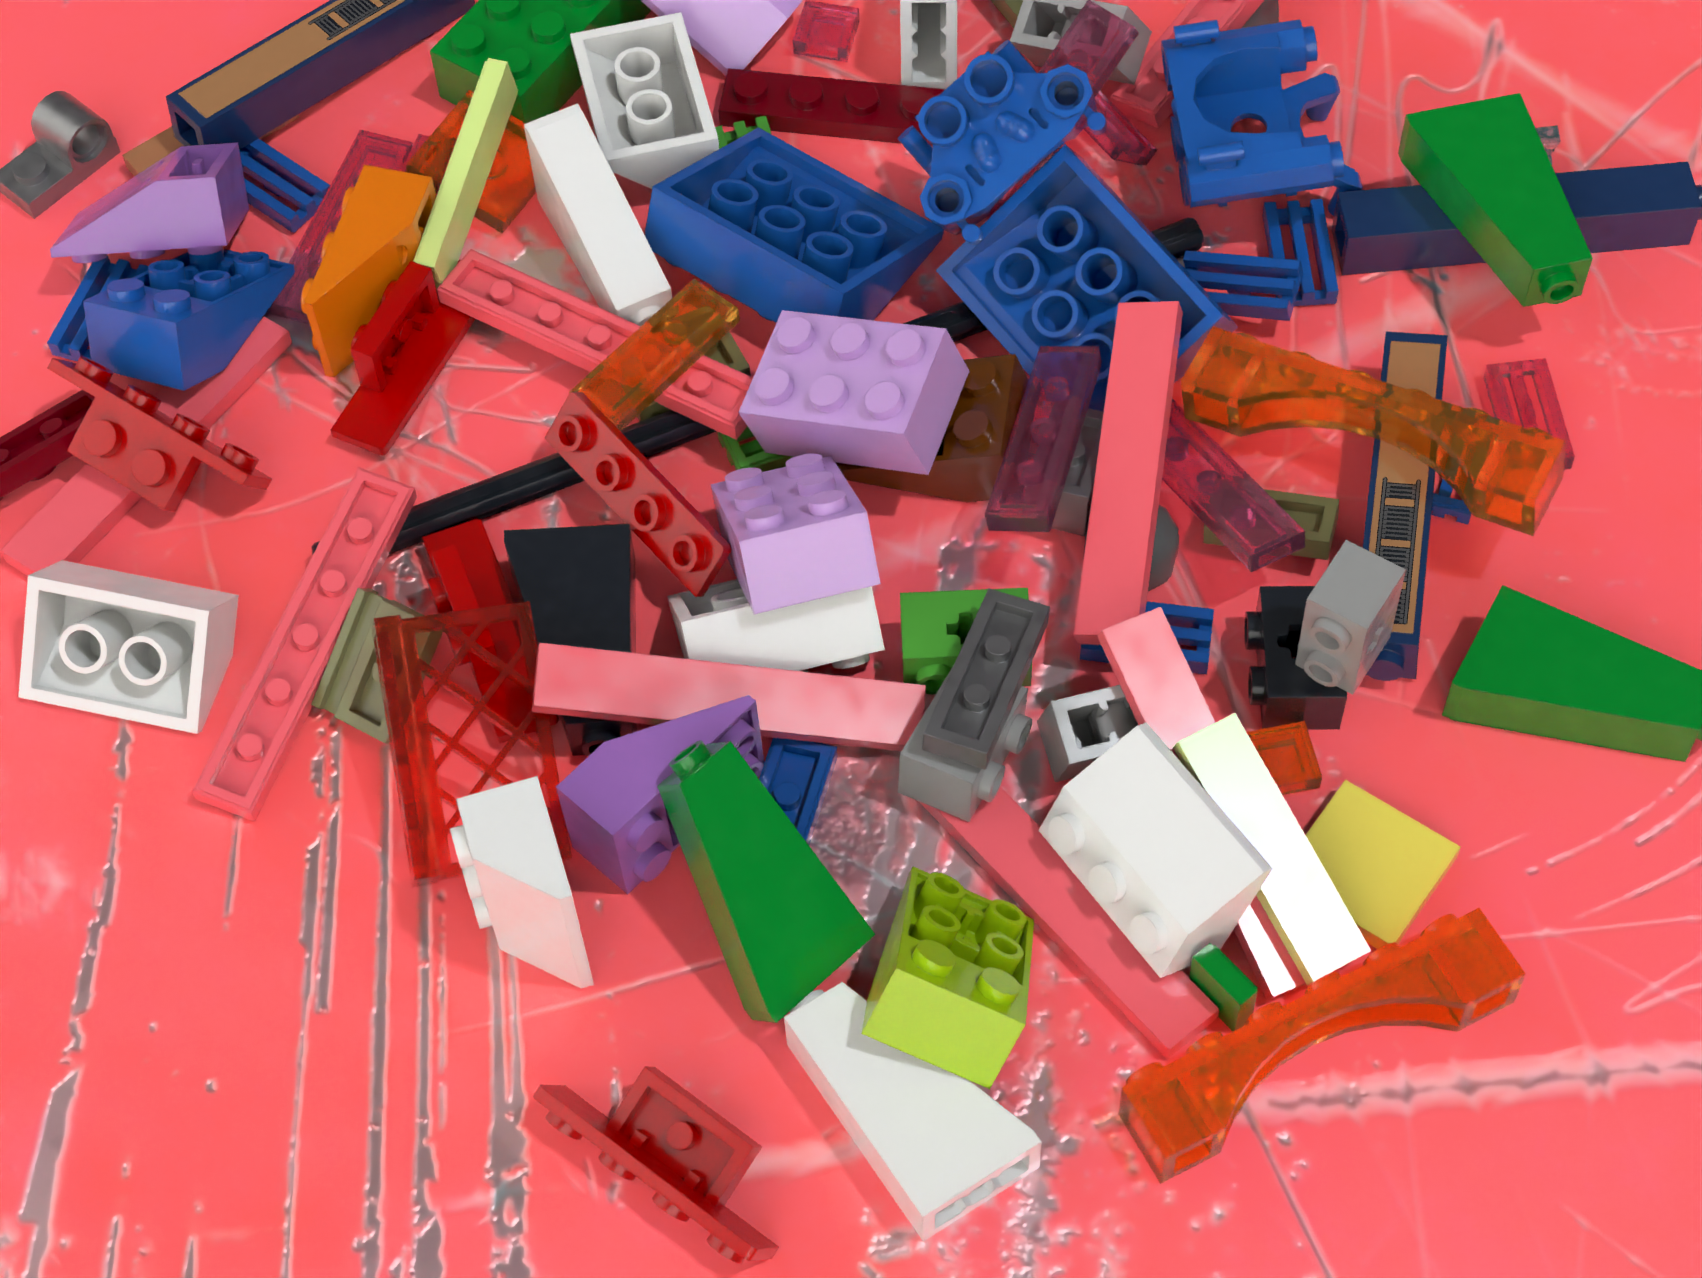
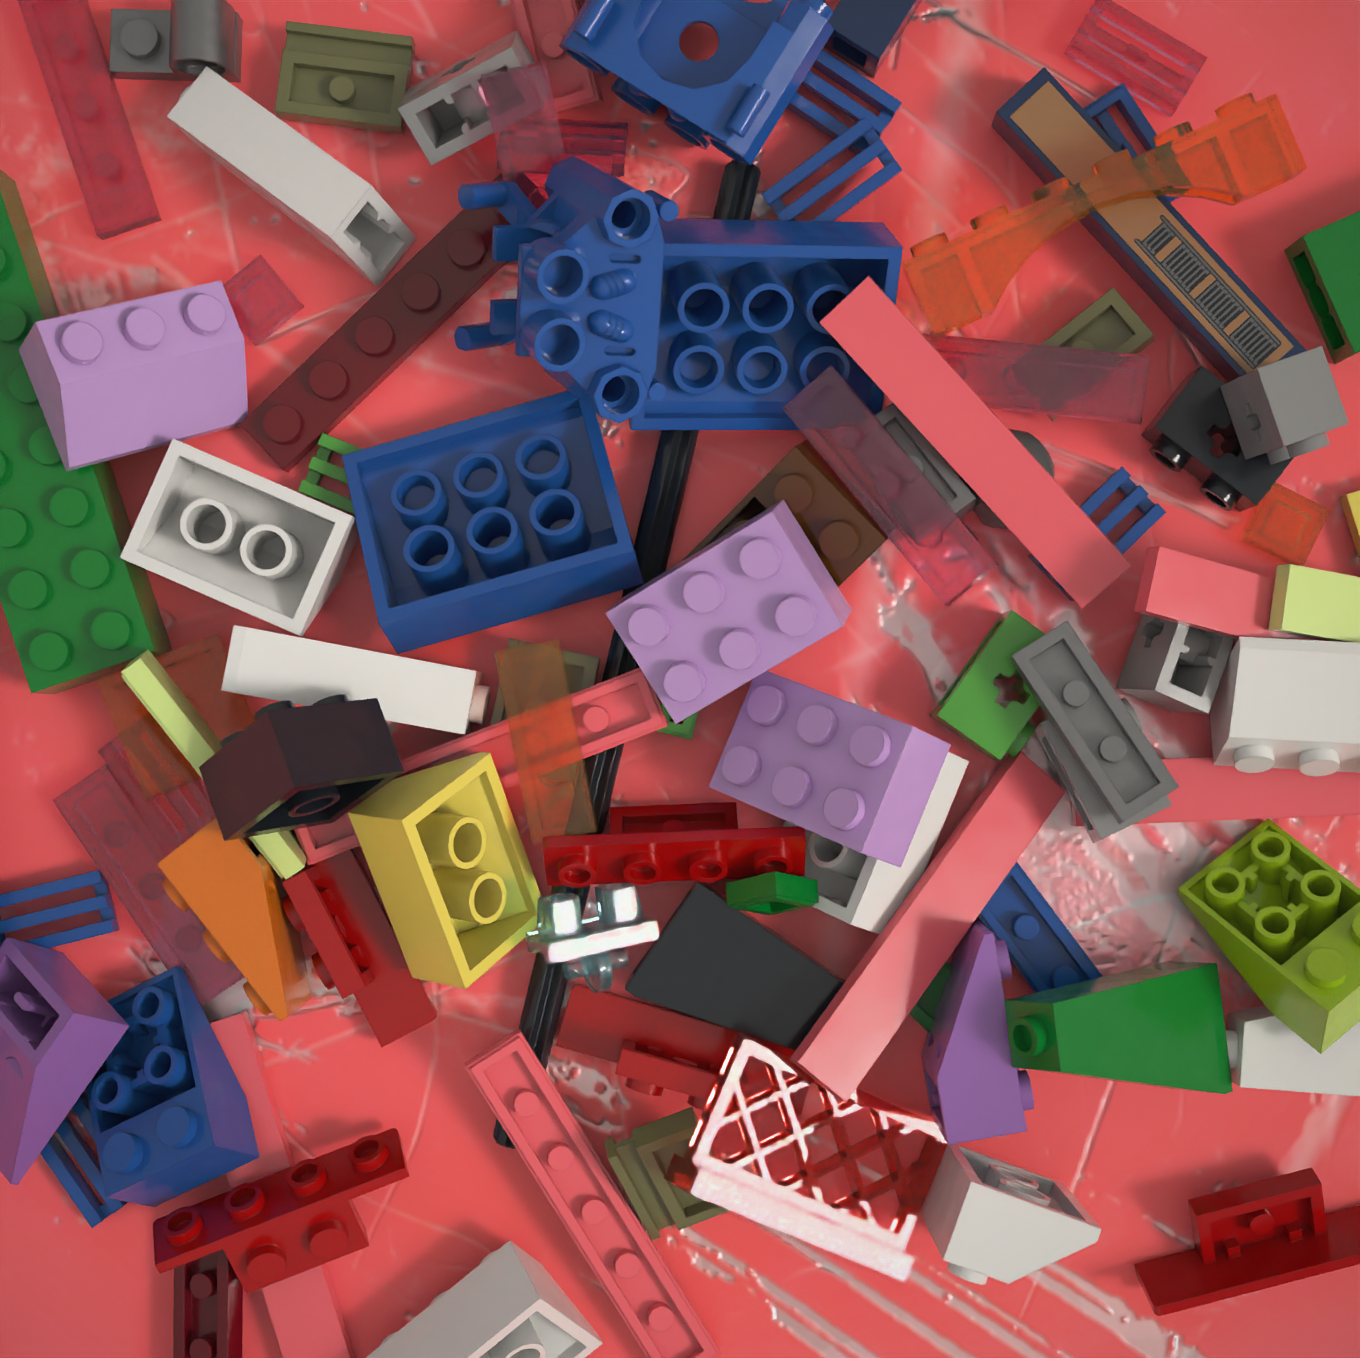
camera: 55 degrees left, 30 degrees up
(506, 195) = (300, 766): none -> black brick
(508, 362) = (449, 868): none -> light yellow slope
(513, 462) = (566, 937): none -> clear light blue hips
(662, 575) = (772, 893): none -> green tile

